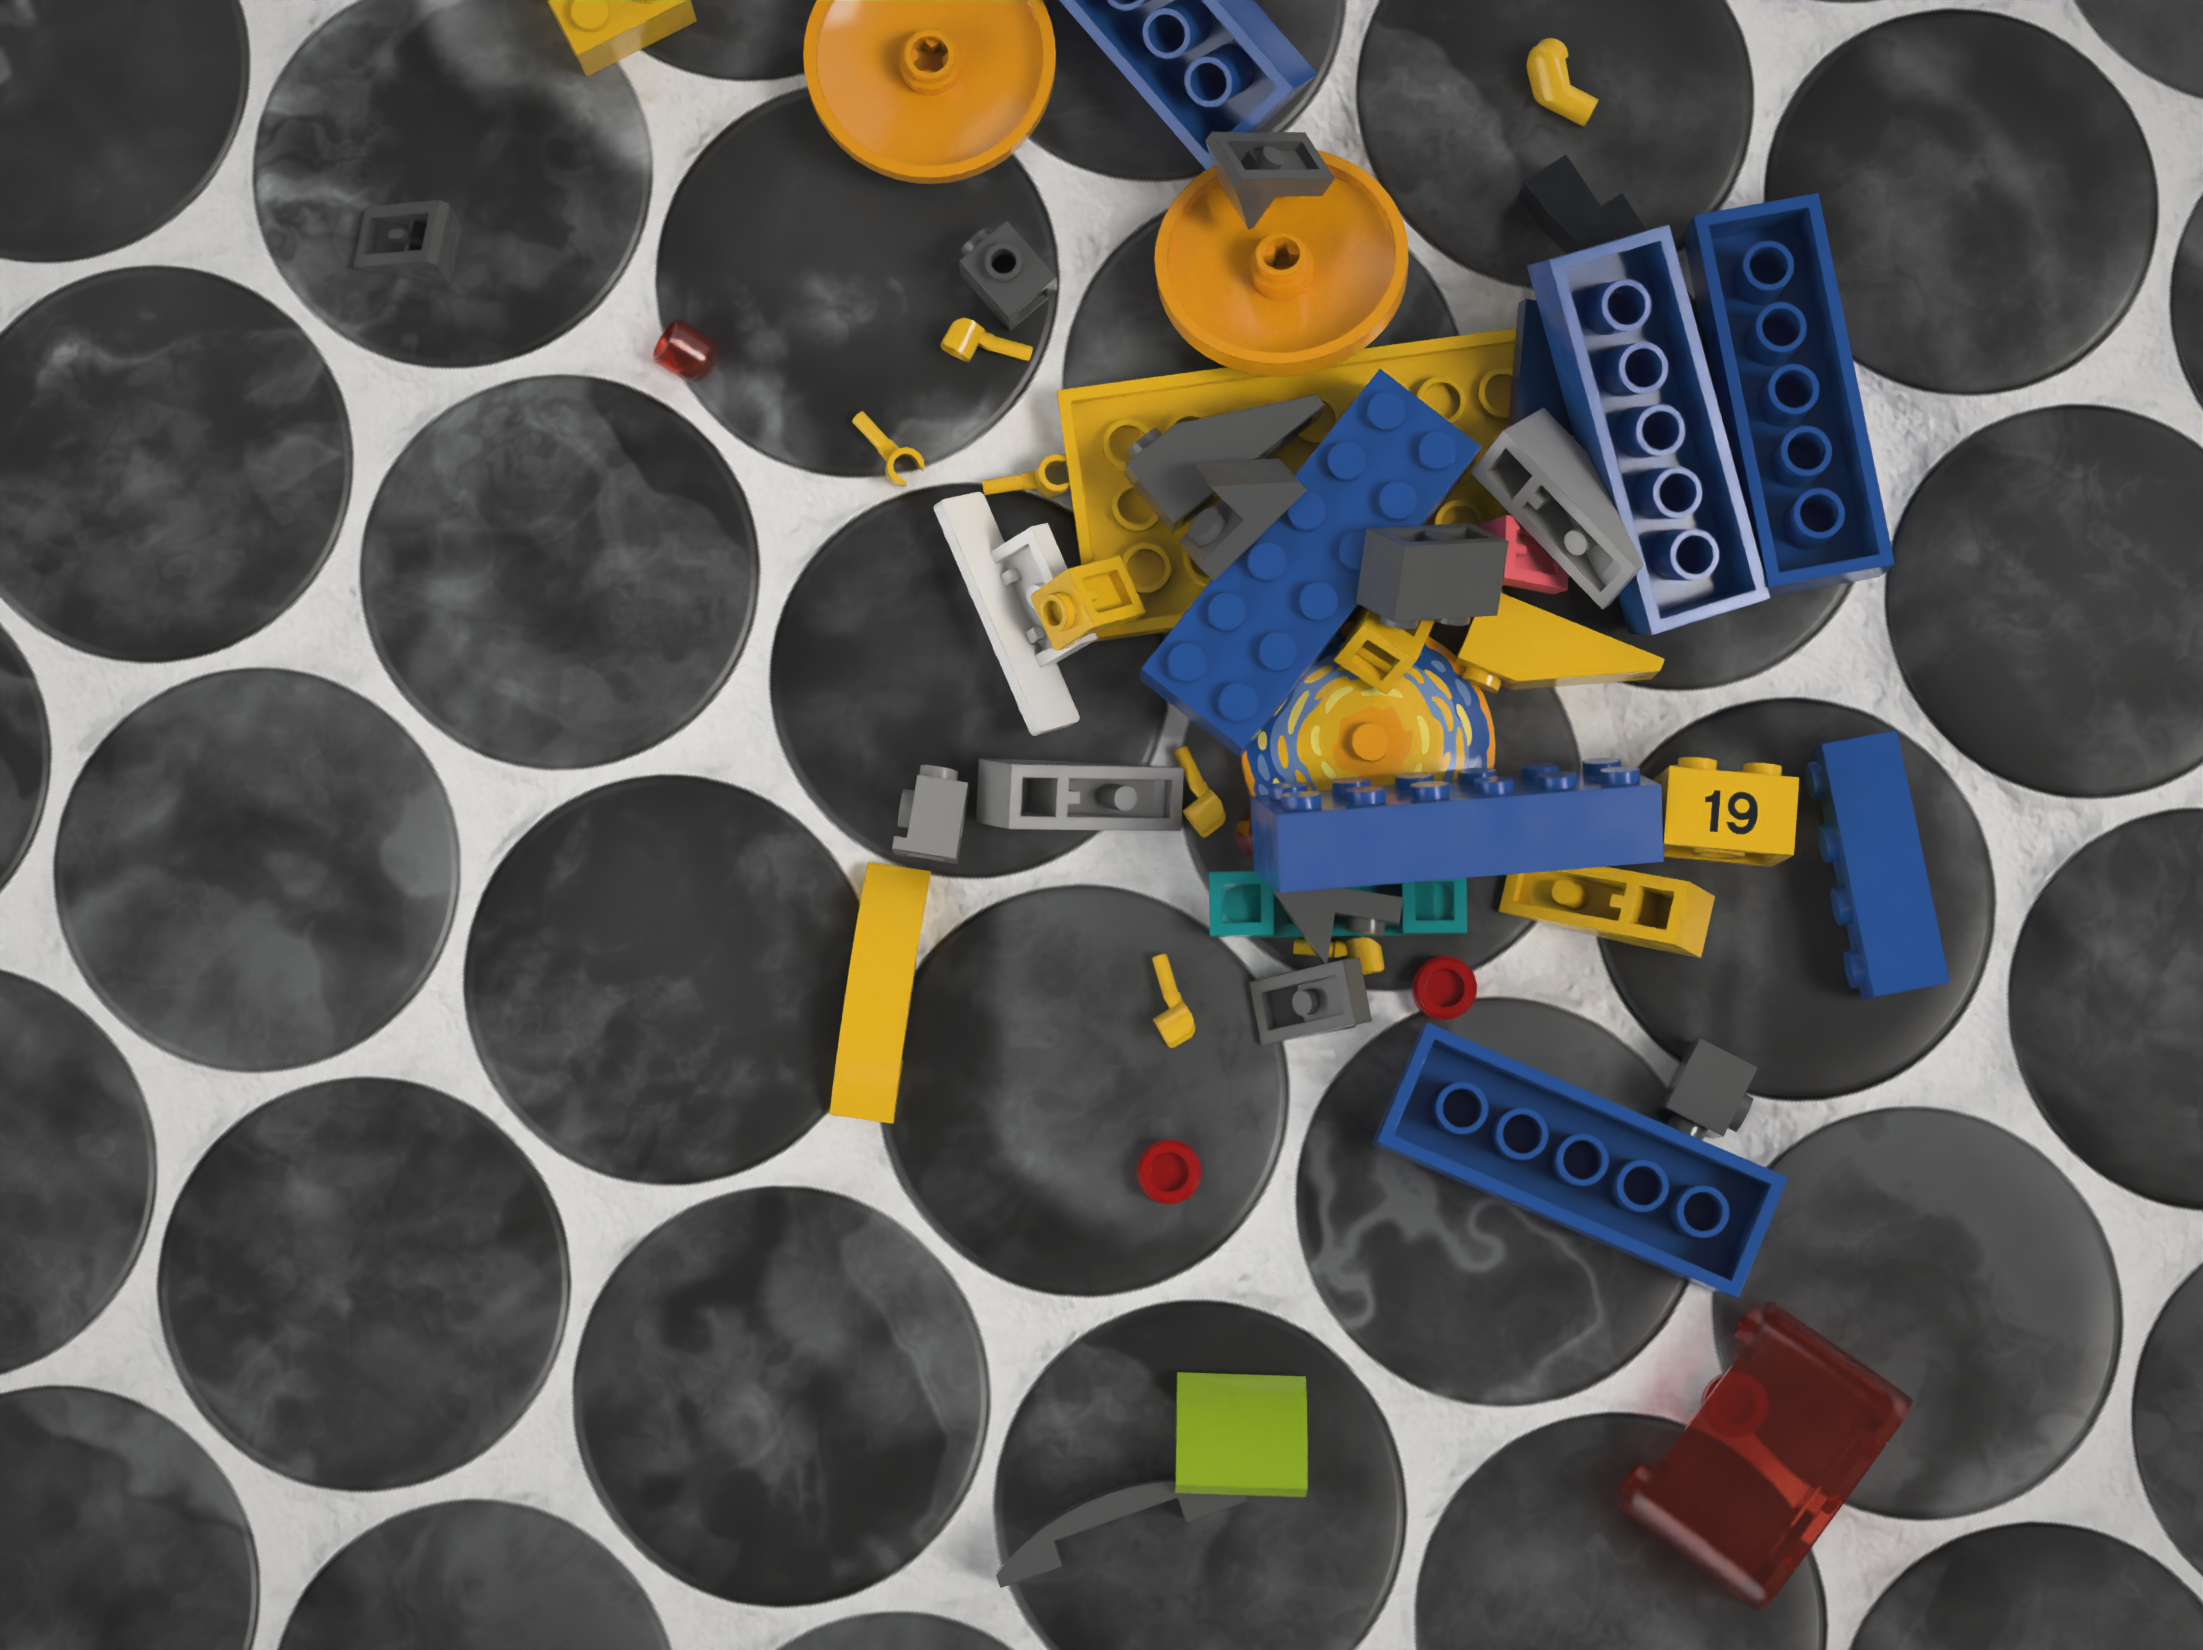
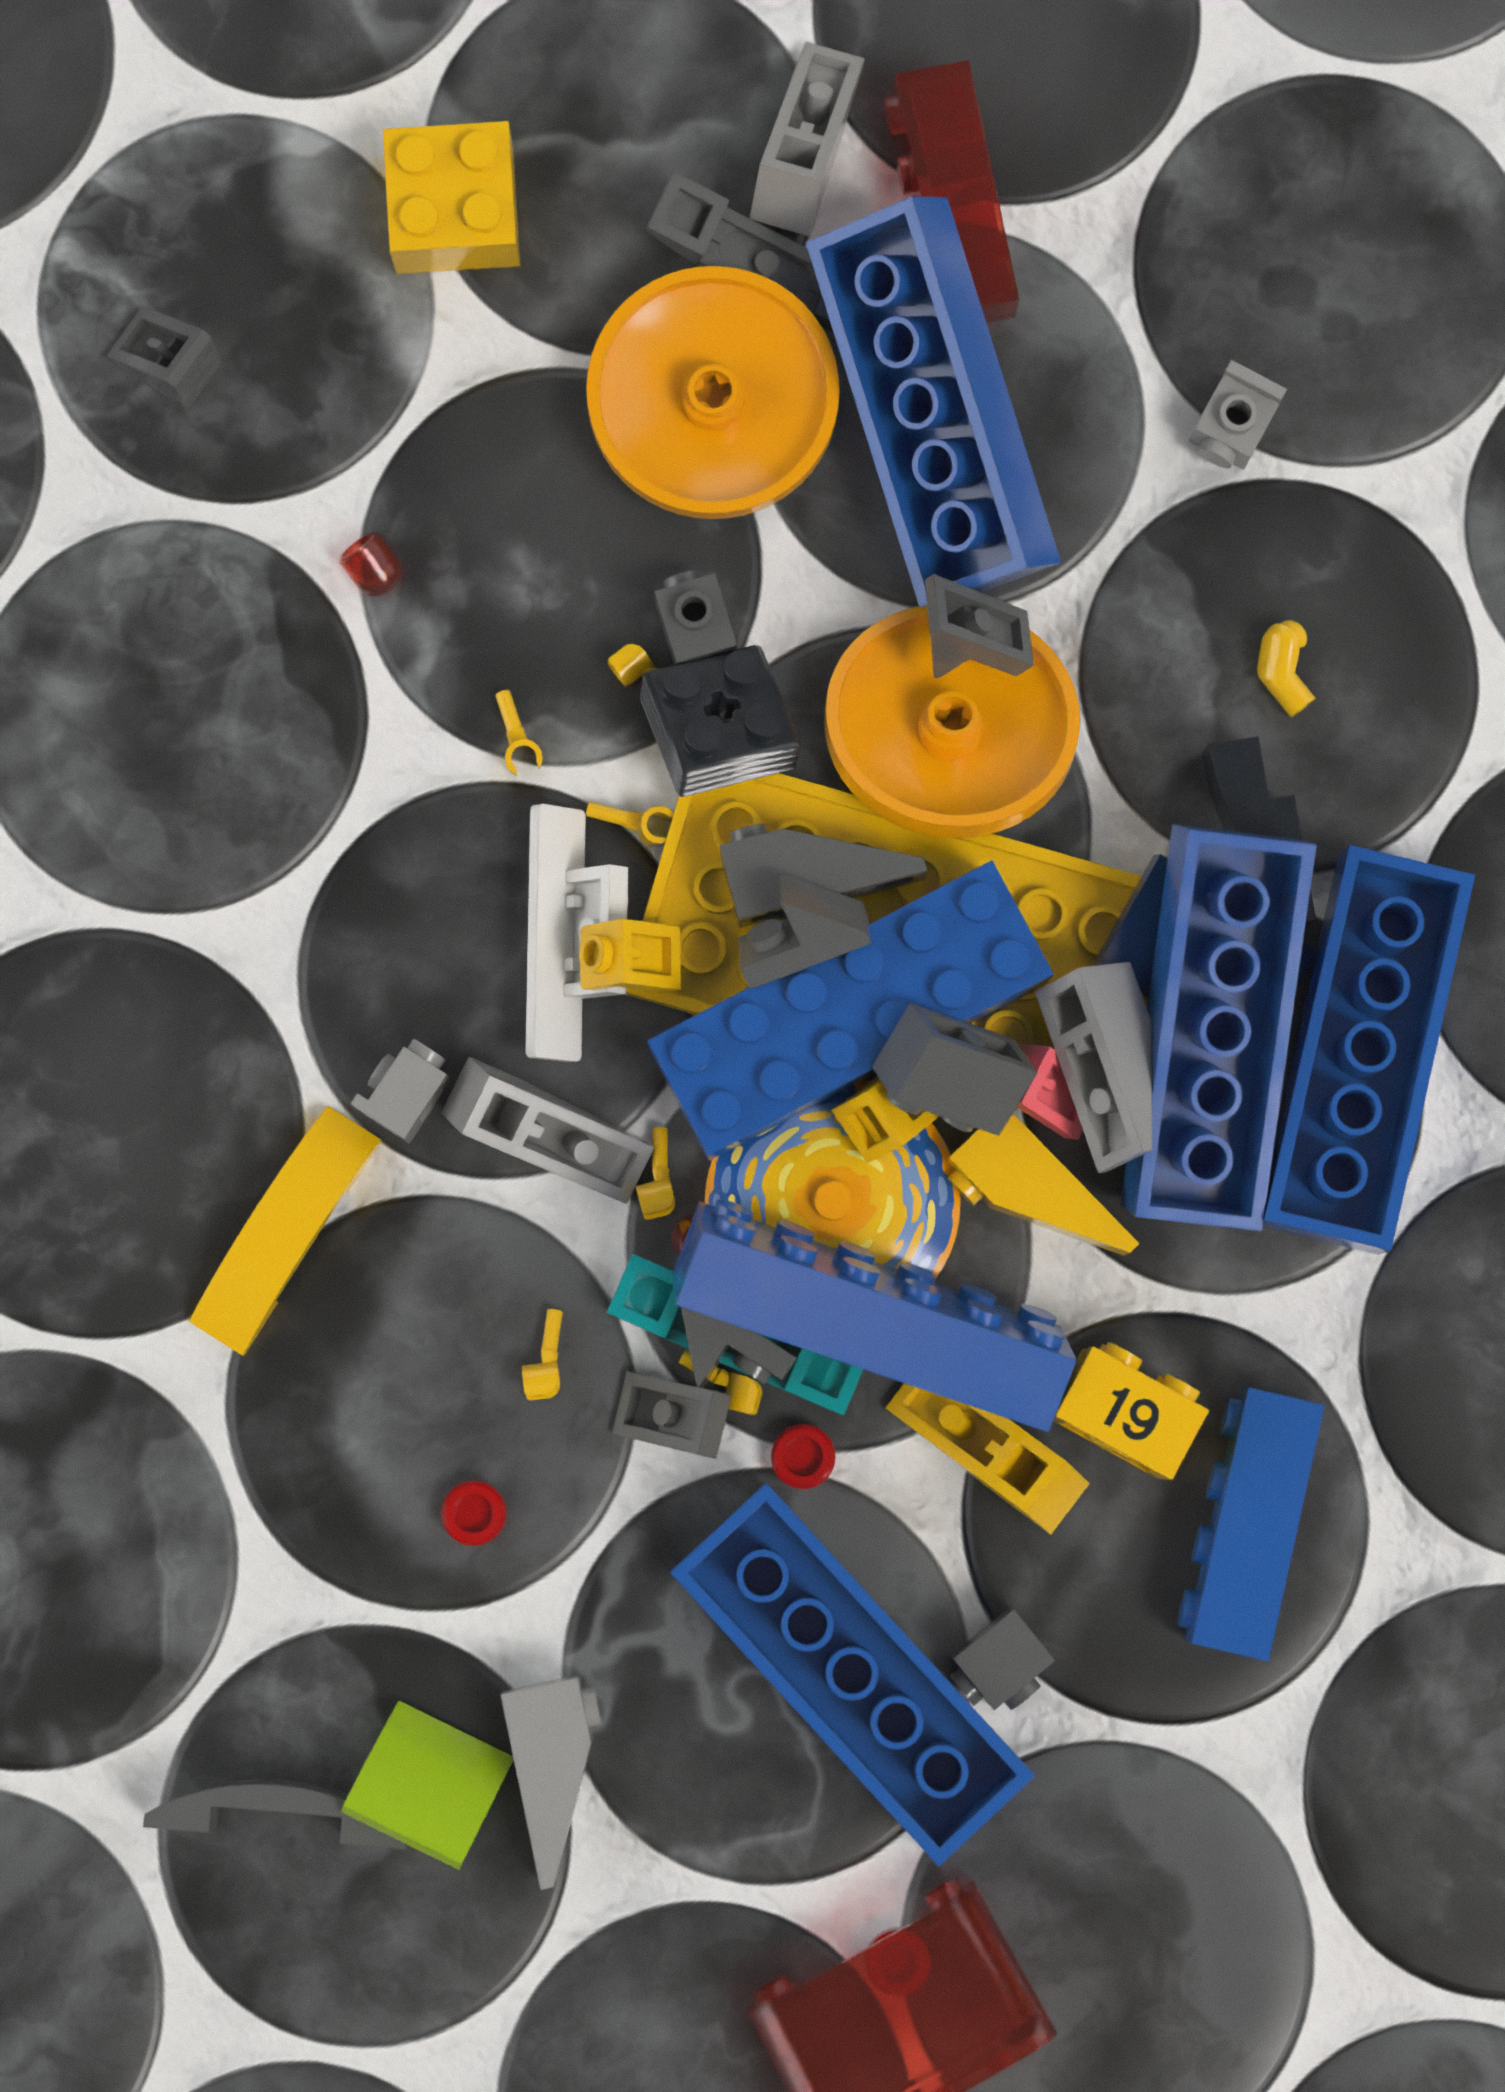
camera: 25 degrees right, 0 degrees up
(1039, 357) = (685, 716): none -> black brick
(1340, 1357) = (550, 1751): none -> light grey slope

